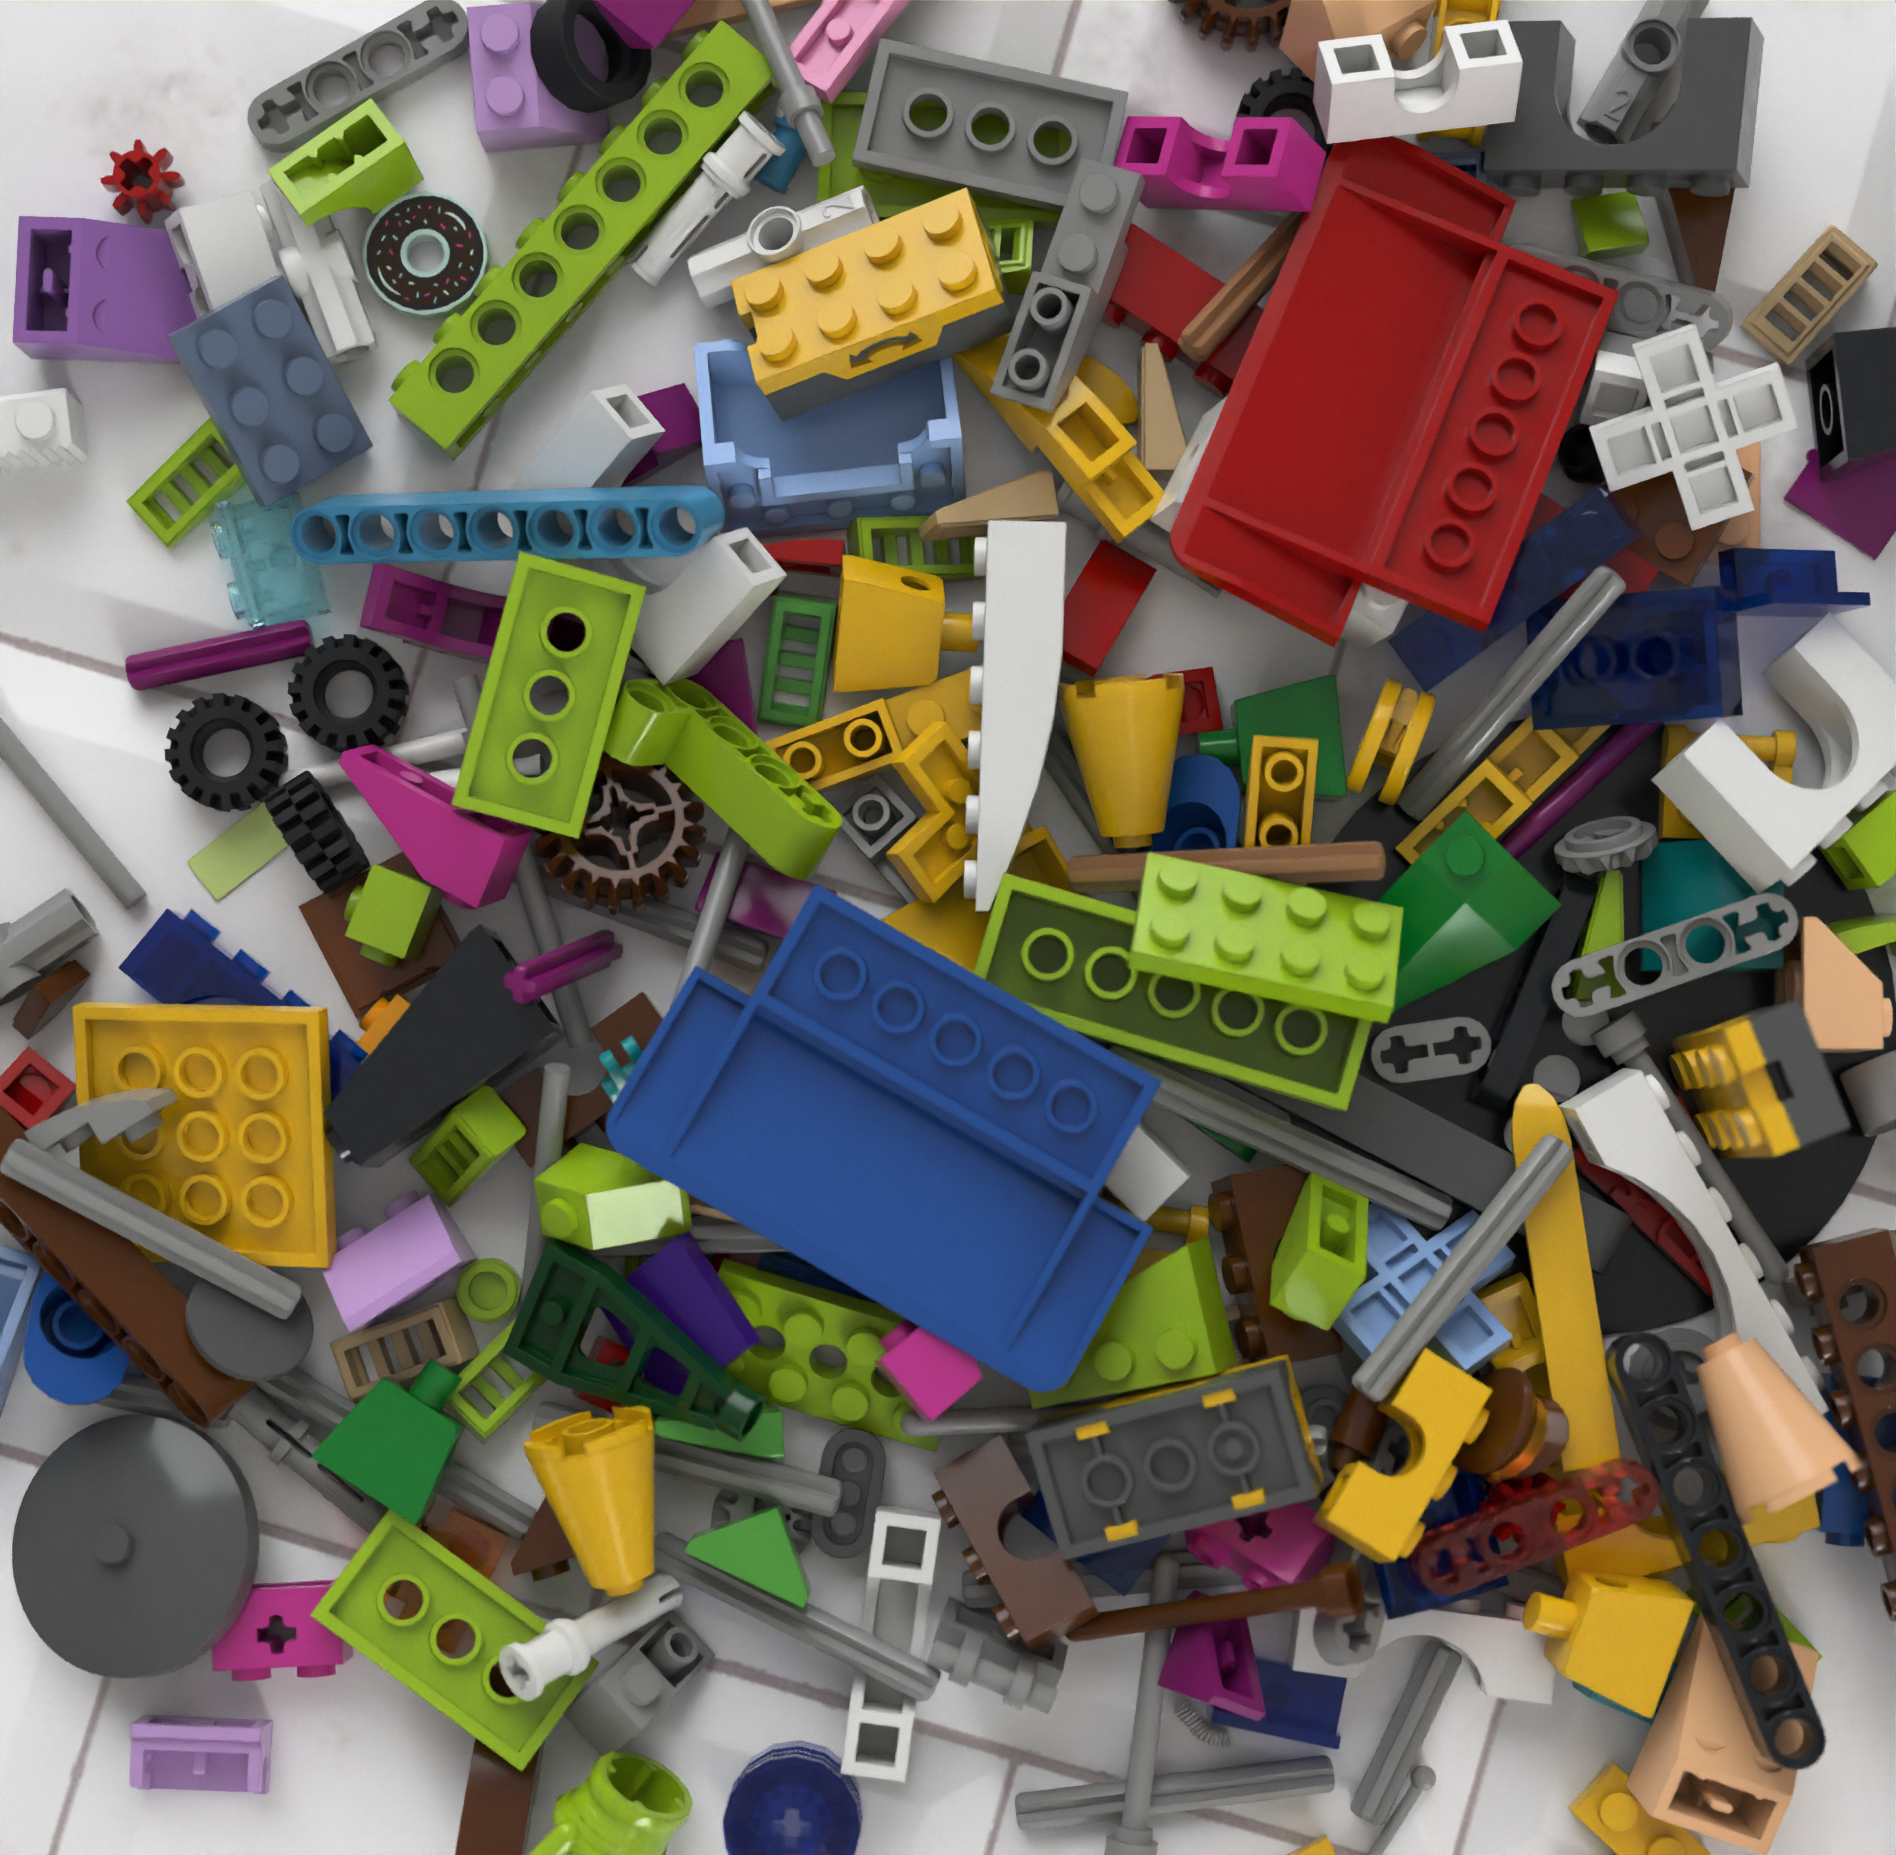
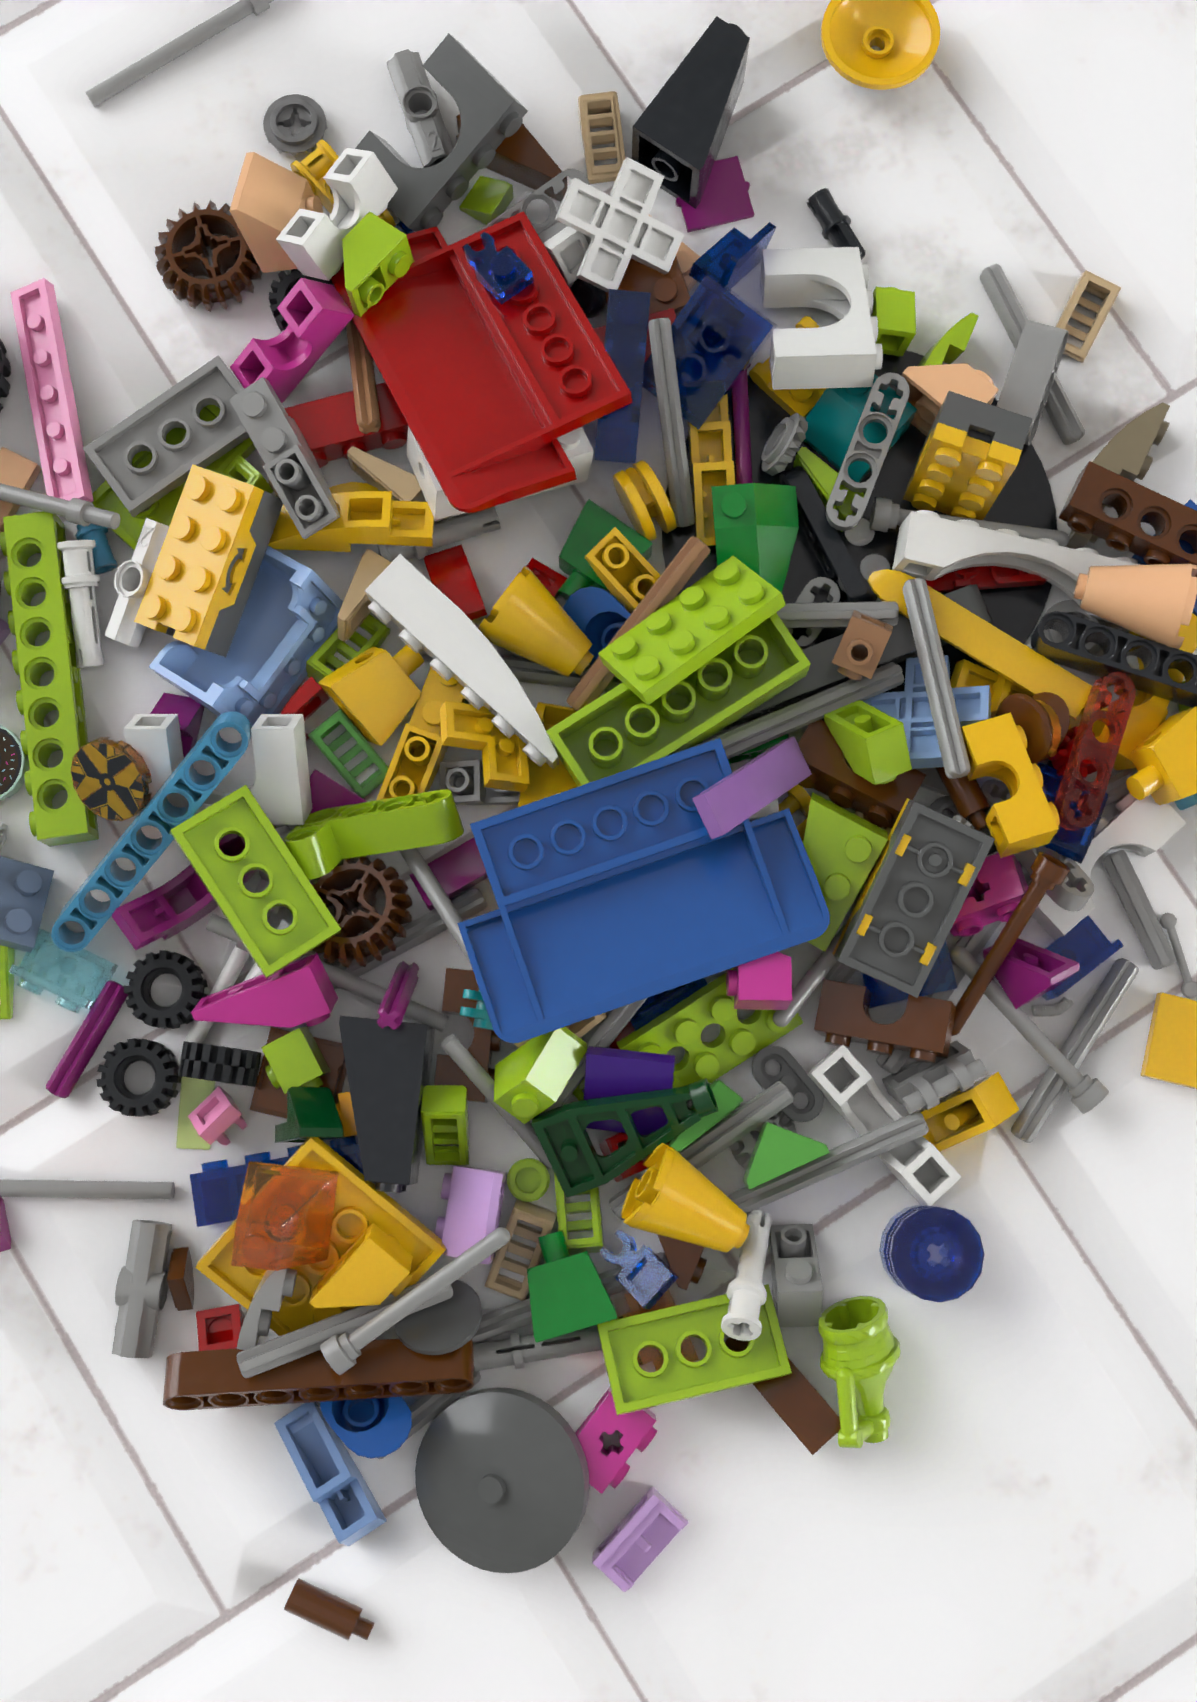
camera: 50 degrees left, 5 degrees down
(122, 1252) = (344, 1349): none -> light grey piece
(208, 1059) = (284, 1216): none -> clear orange slope
(224, 1201) = (365, 1273): none -> yellow slope
(257, 878) = (216, 1116): none -> bright pink tile
(344, 986) = (309, 1114): none -> dark green slope
(494, 1510) = (642, 1272): none -> clear blue plate
(525, 425) = (111, 779): none -> tile
(991, 1732) = (969, 1112): none -> yellow slope
(1138, 1167) = (751, 787): none -> medium lavender tile
(1394, 174) = (373, 260): none -> lime slope
(1428, 1149) = (862, 646): none -> medium nougat brick
(1448, 1086) = (836, 613): none -> light grey axle
(1512, 335) = (499, 271): none -> clear blue plate

